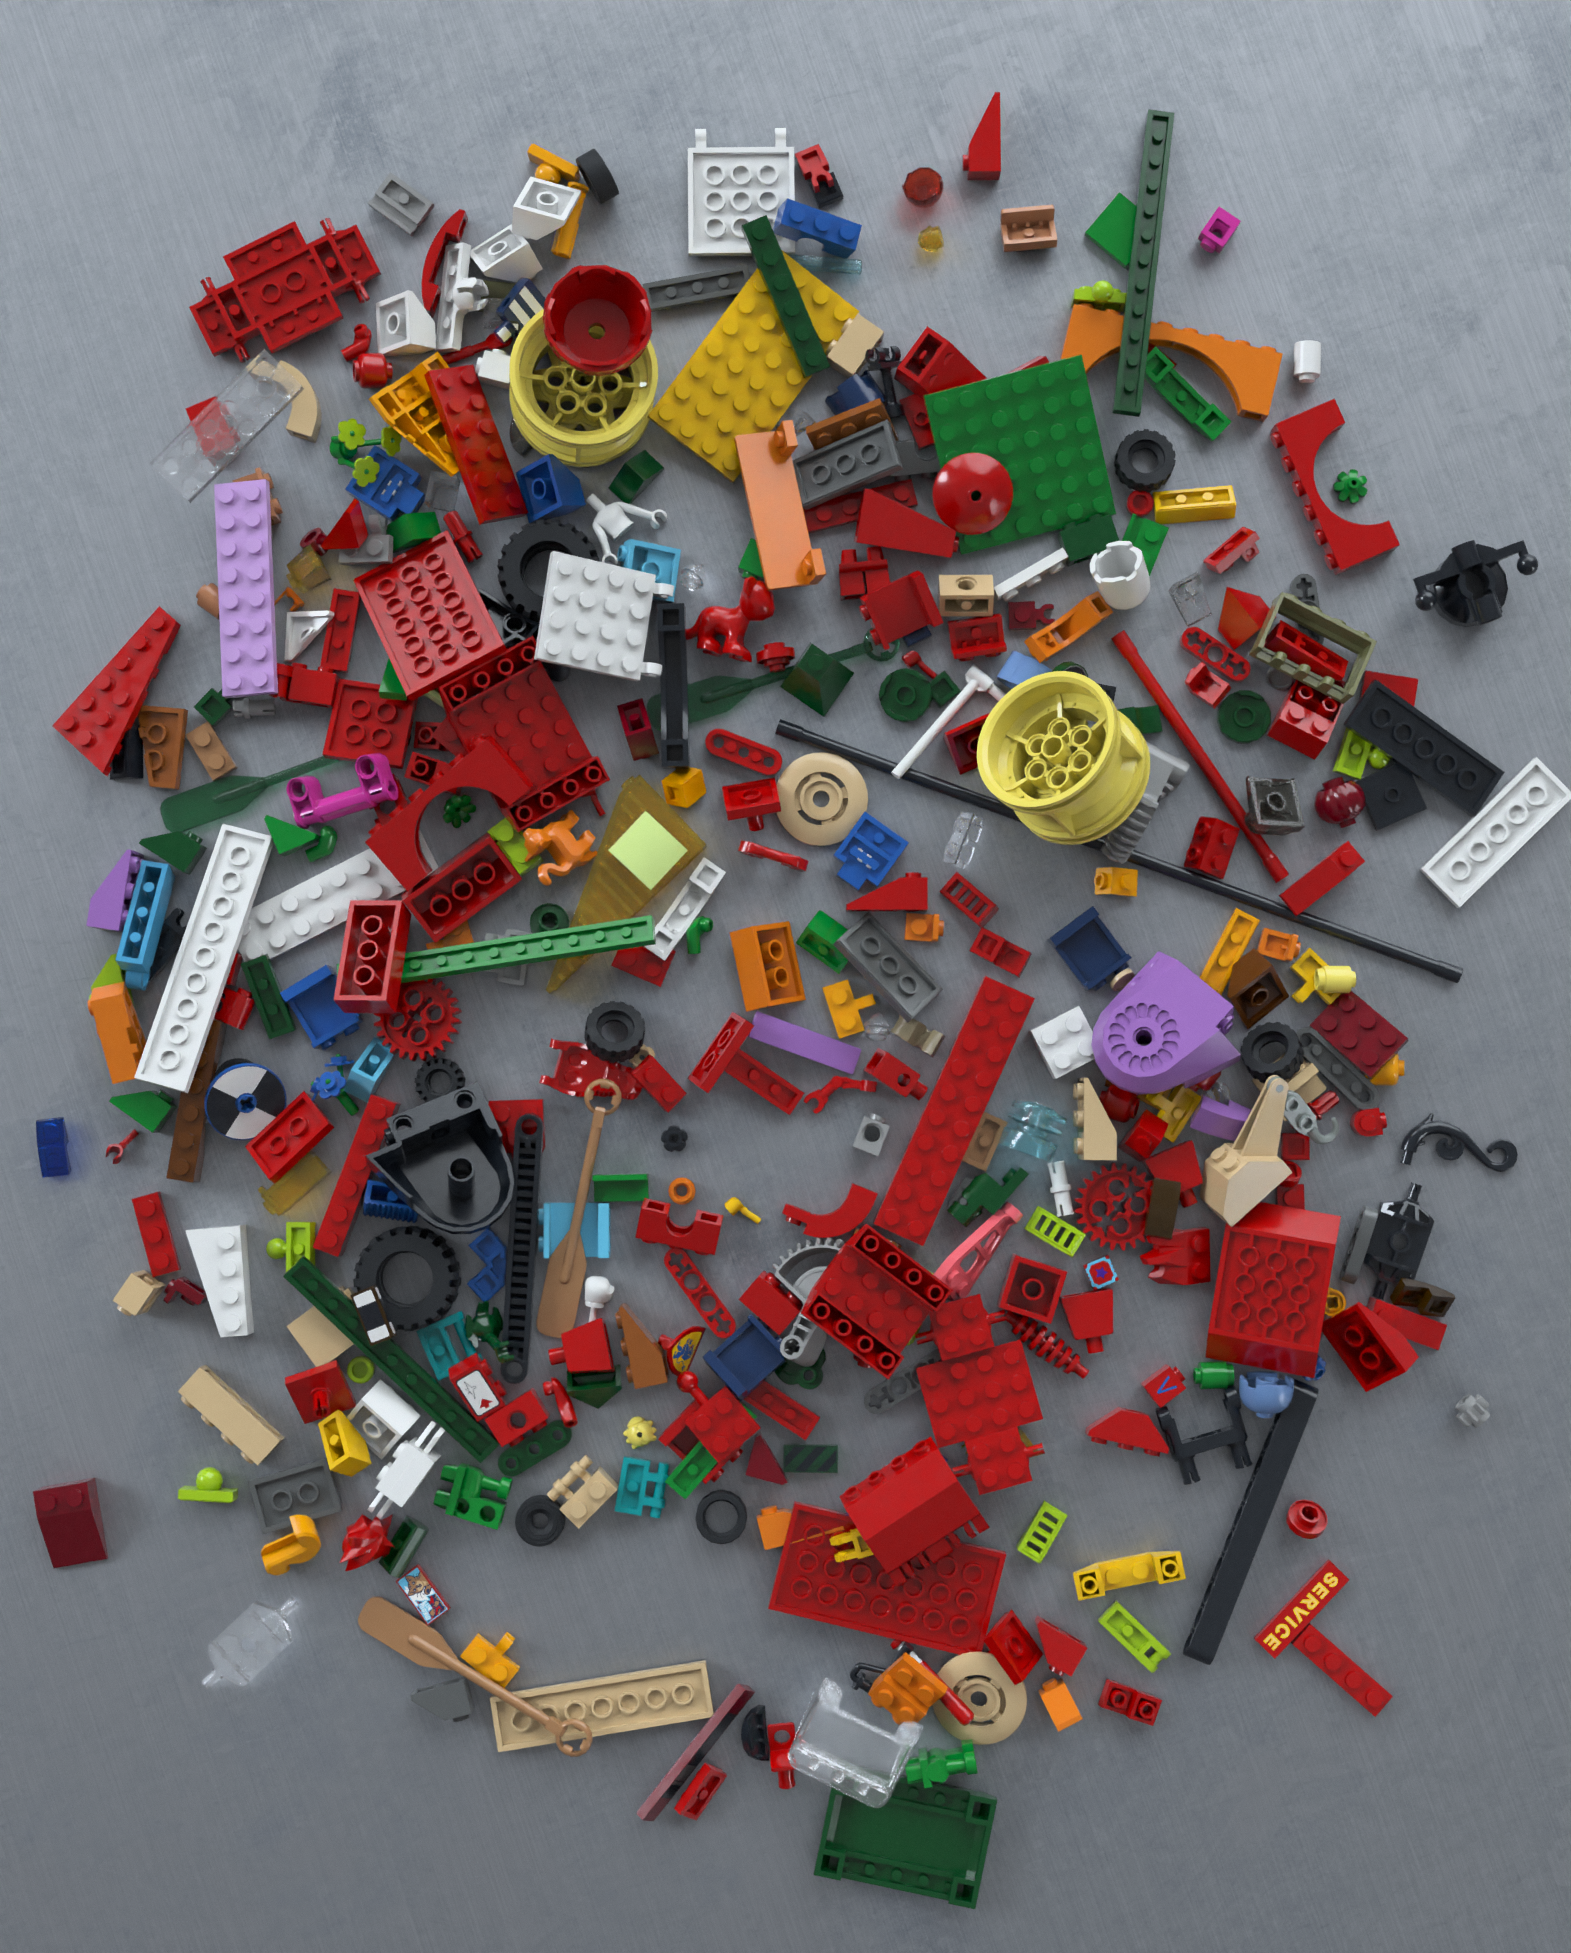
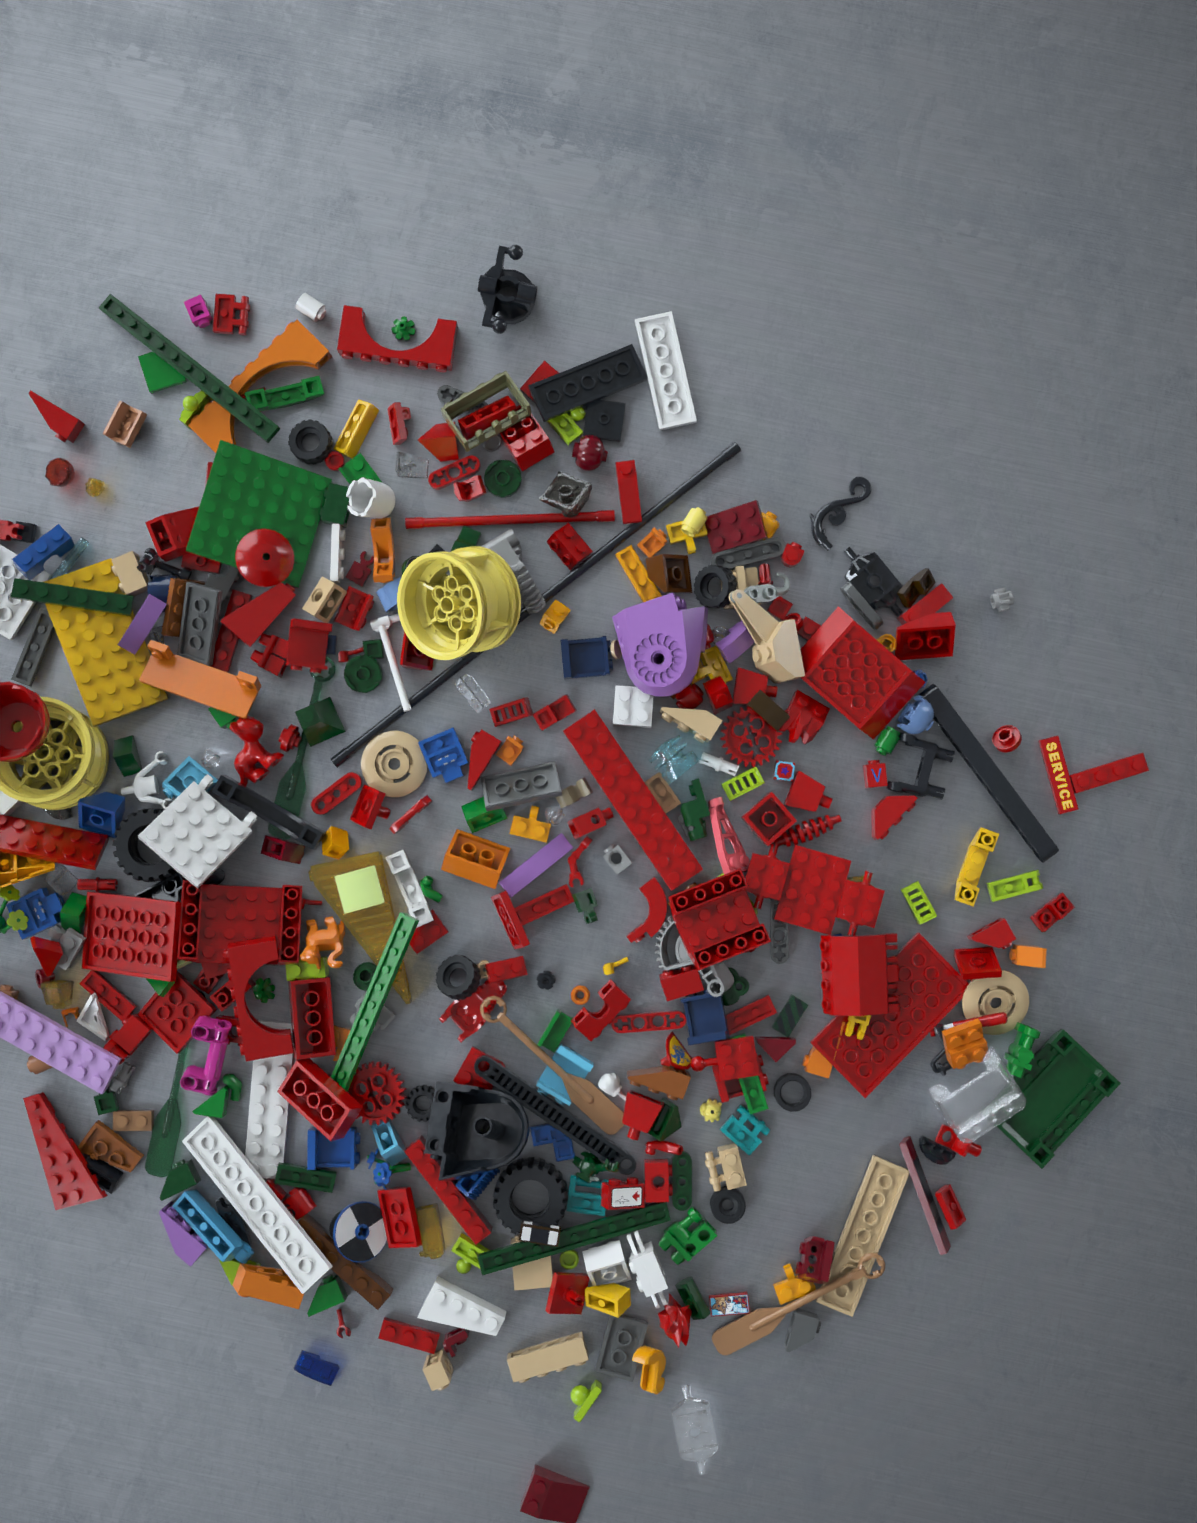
camera: 60 degrees left, 0 degrees up
(546, 1670) = (821, 1257): none -> dark red piece
(796, 1129) = (586, 902): none -> dark green plate
(803, 398) = (142, 624): none -> medium lavender slope
(1234, 263) = (224, 314): none -> red plate

